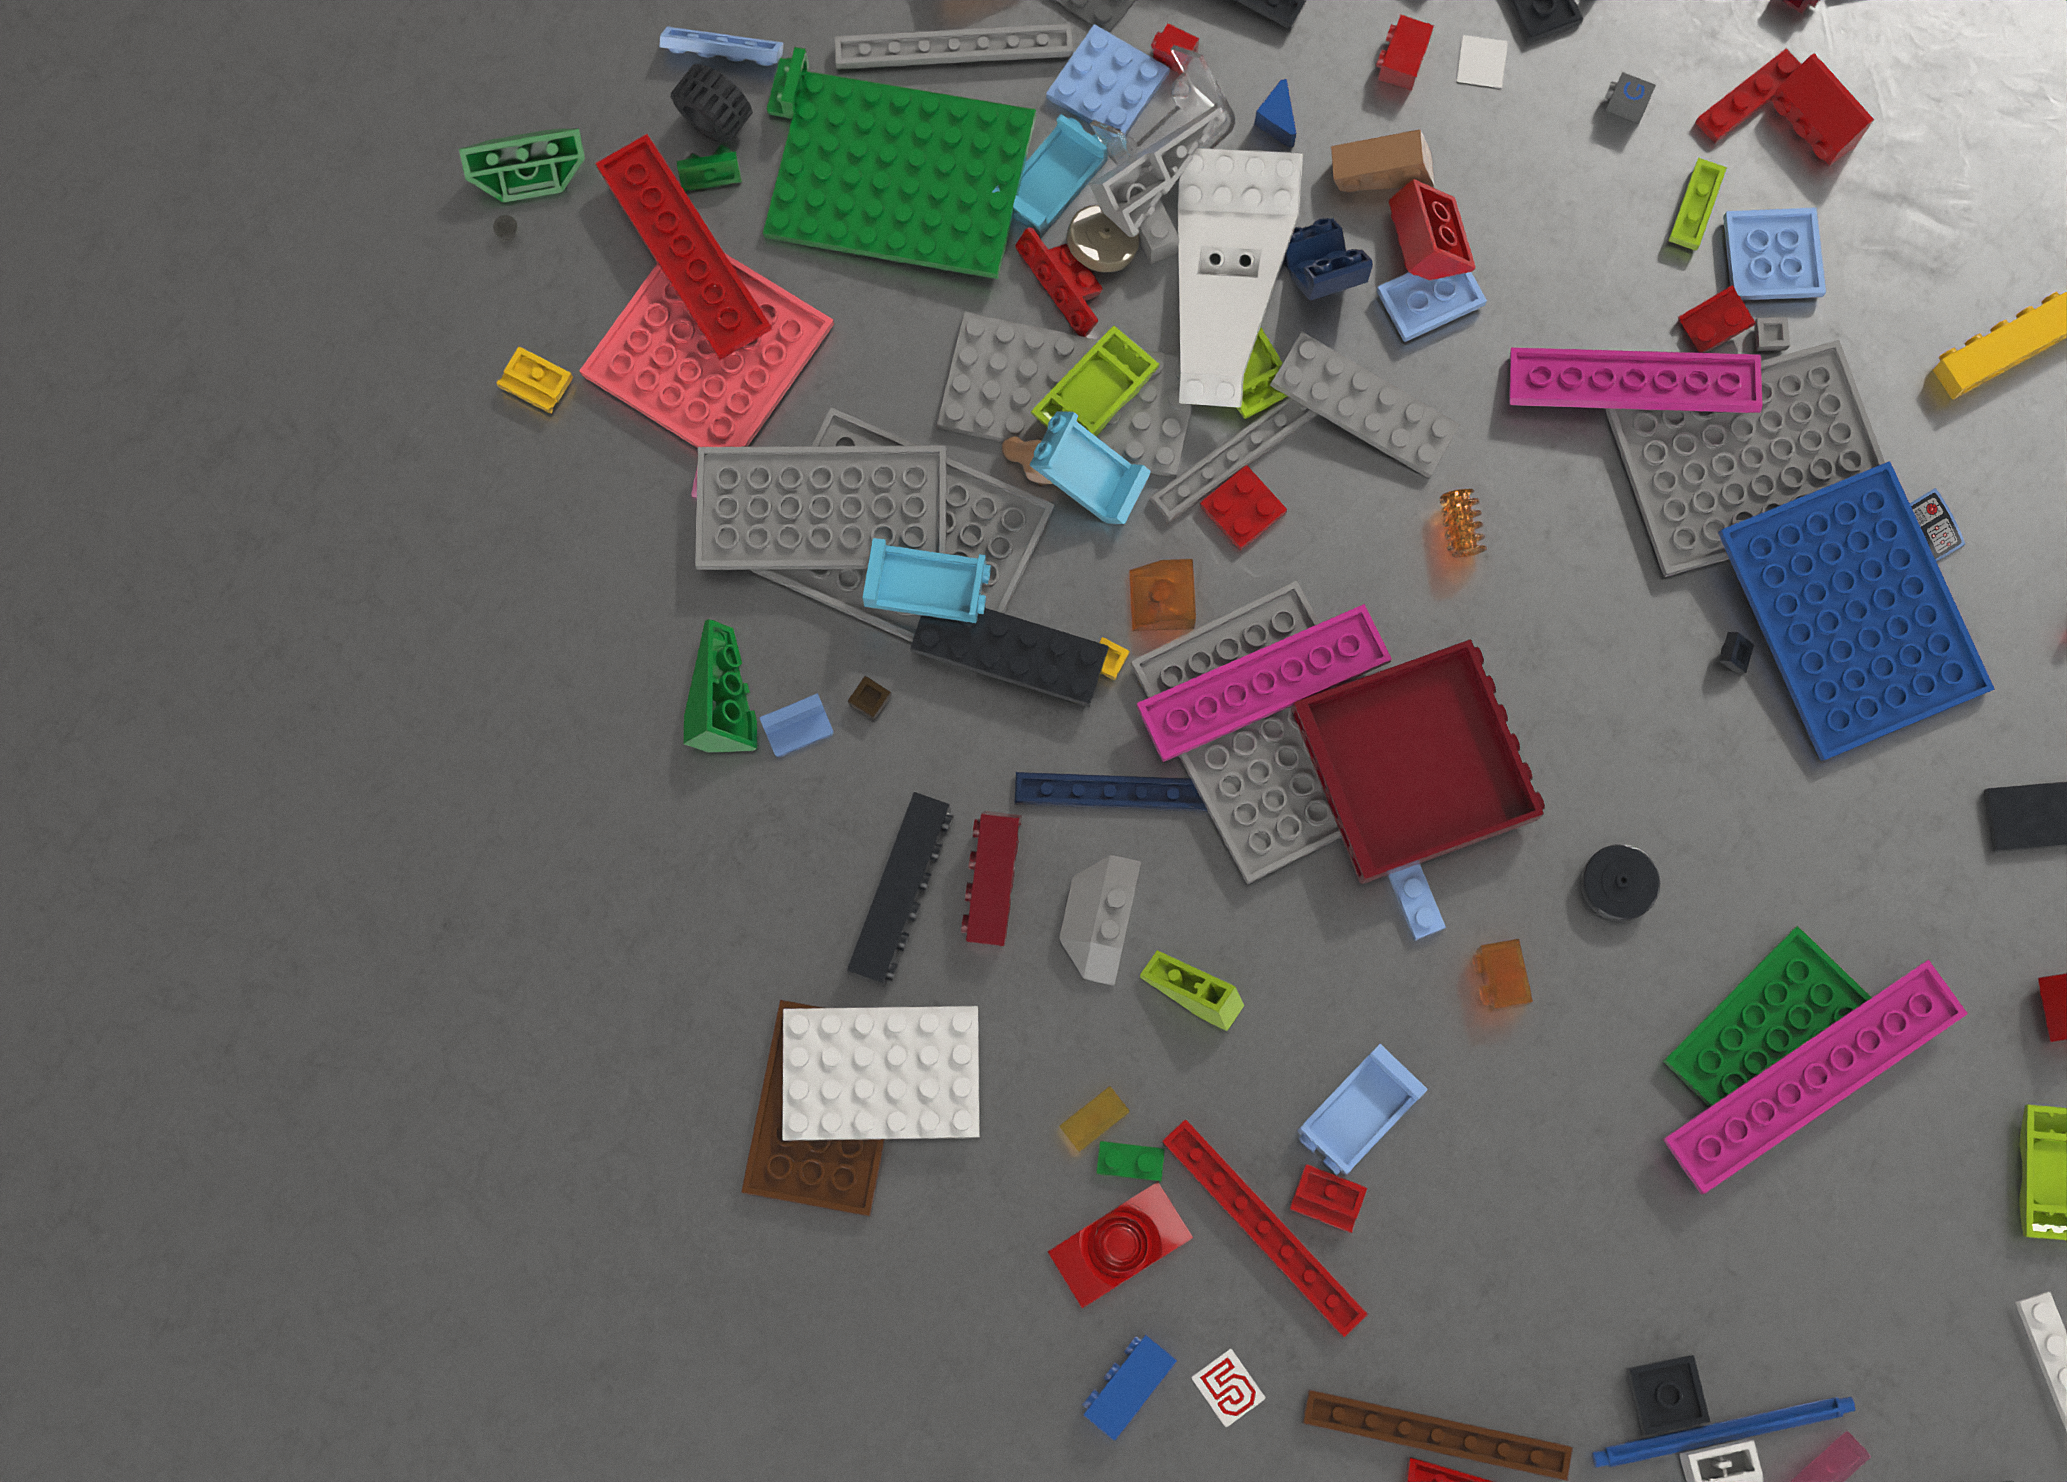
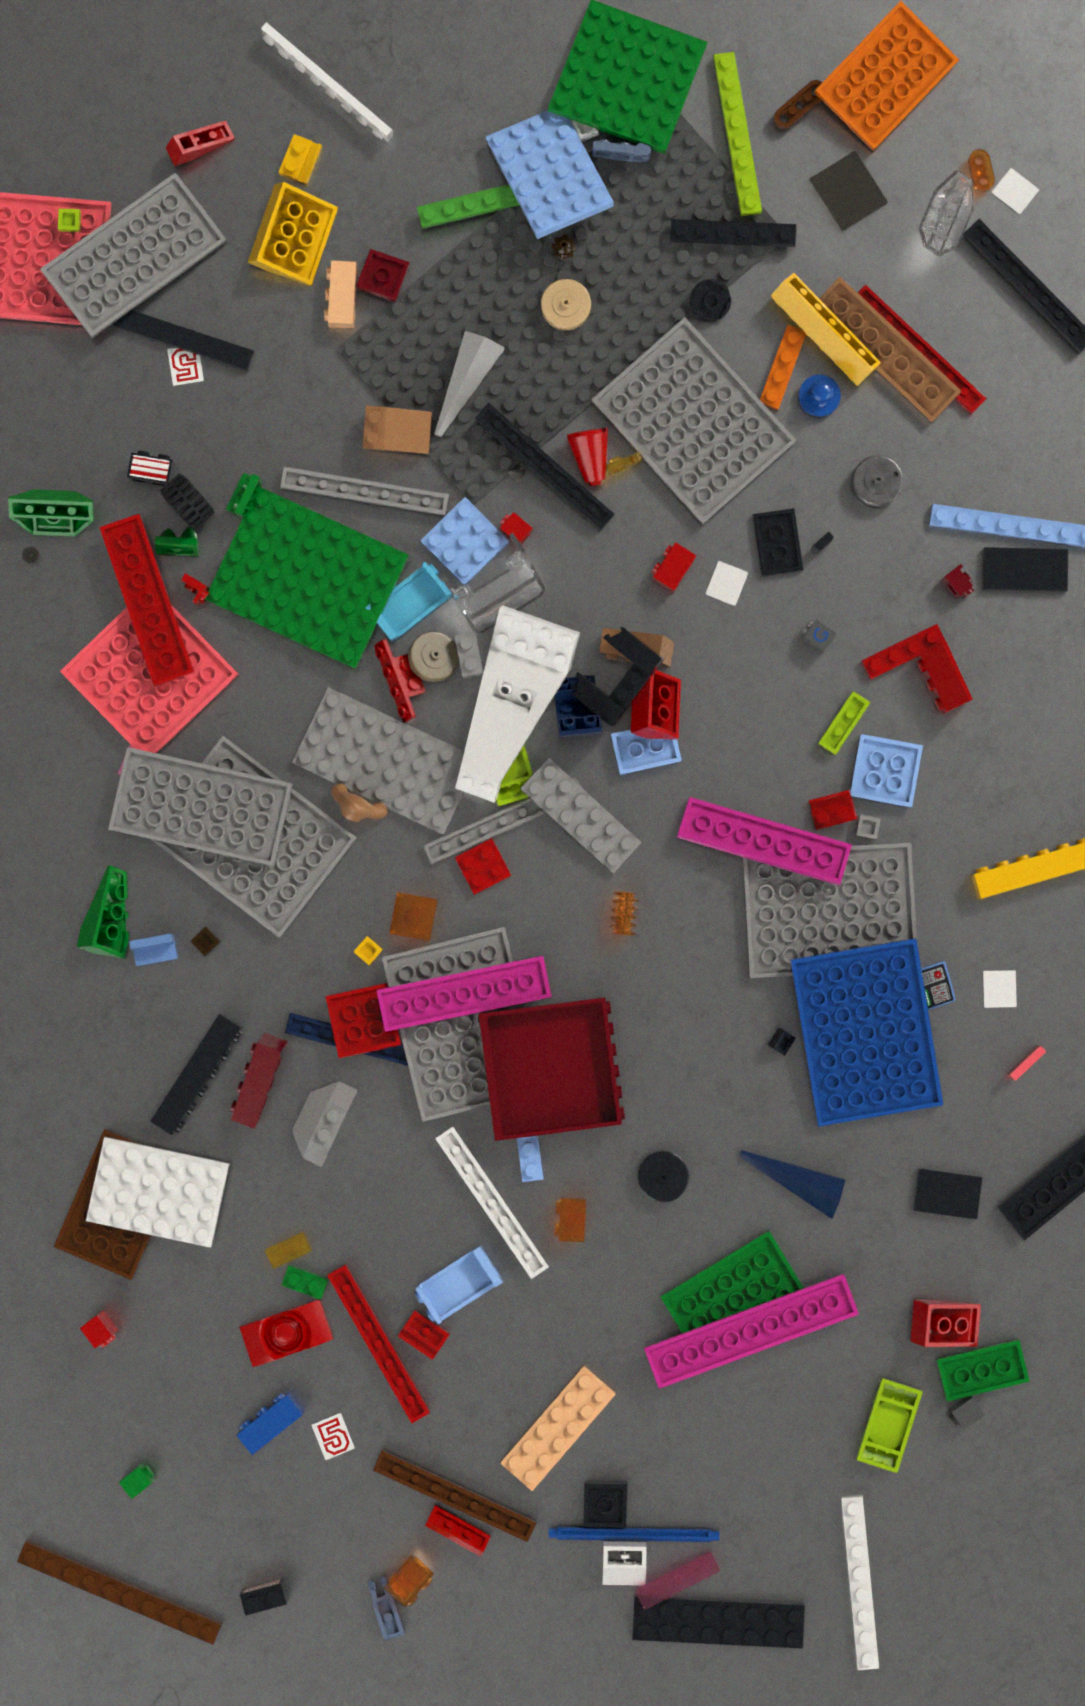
camera: 10 degrees right, 10 degrees up
(534, 380) = (29, 669): yellow plate -> none
(649, 79) = (150, 469): none -> brick
(712, 44) = (204, 454): light blue plate -> none
(745, 217) = (192, 585): none -> red bracket
(839, 1300) = (99, 1330): none -> red brick
(925, 582) = (256, 877): medium azure panel -> none
(1016, 653) = (303, 931): black plate -> none
(1088, 469) = (383, 822): medium azure panel -> none
(1099, 382) = (401, 766): lime slope -> none
(1121, 760) = (359, 1022): none -> red plate
(1137, 184) = (462, 629): light grey wedge -> none
(1194, 989) = (370, 1182): lime slope -> none
(1276, 115) = (573, 593): blue slope -> none
(1380, 979) = (492, 1202): none -> white plate
(1405, 168) = (644, 665): none -> black wedge
(1564, 1295) = (557, 1428): none -> light nougat plate
(1846, 849) = (813, 1187): none -> dark blue wedge
(2021, 514) = (999, 989): none -> white sticker

